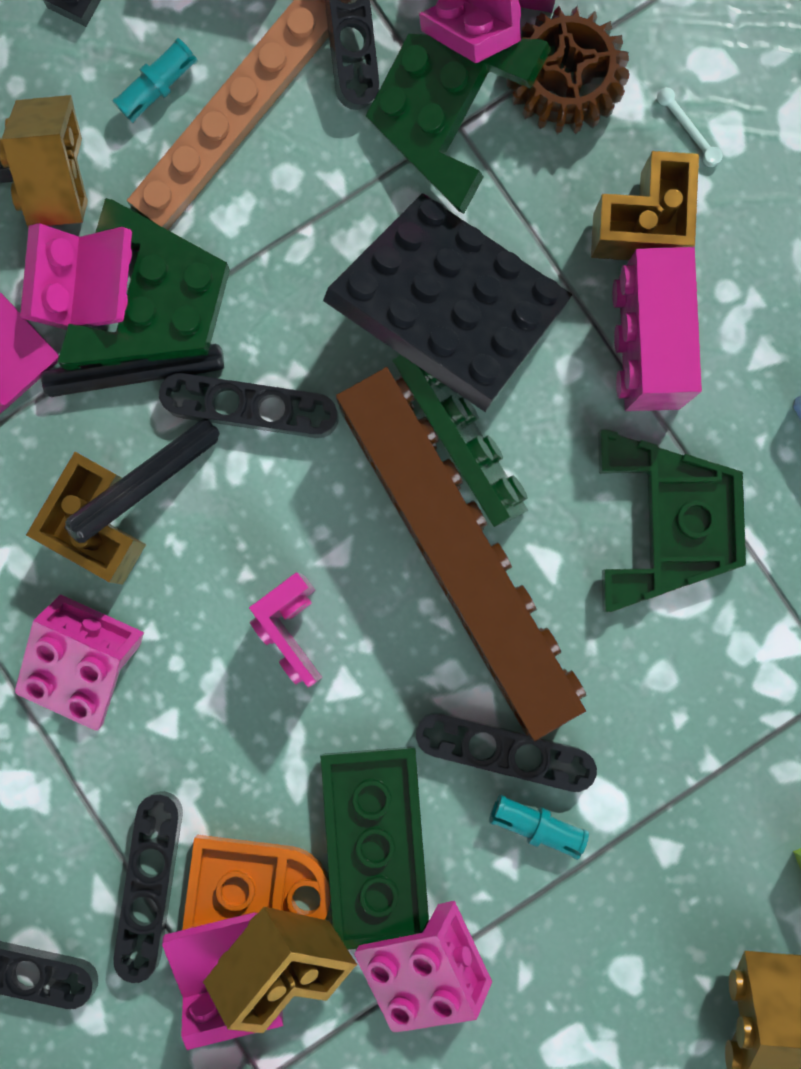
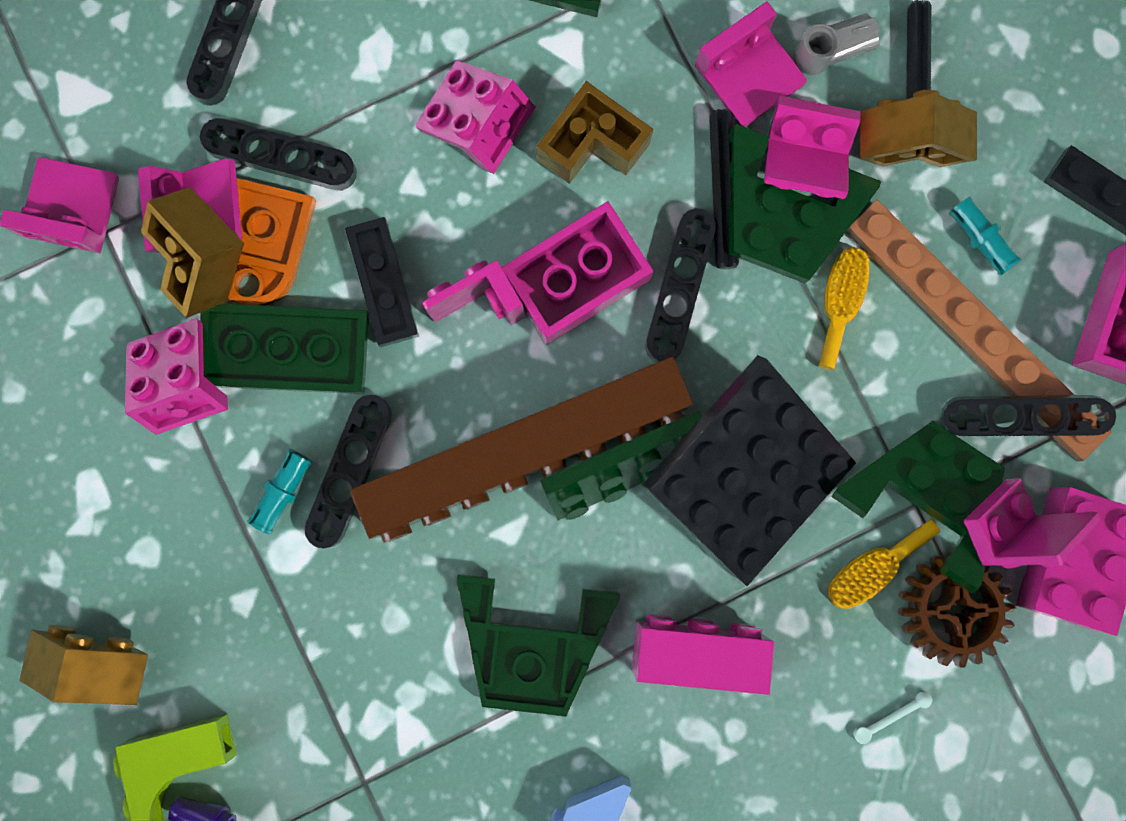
camera: 90 degrees right, 0 degrees up
(141, 481) = (621, 184): black axle -> none
(242, 227) = (843, 299): none -> yellow piece
(248, 518) = (577, 272): none -> dark pink brick
(284, 743) = (382, 282): none -> black plate
(533, 160) = (875, 569): none -> yellow piece
(657, 217) = (802, 672): pearl gold brick -> none

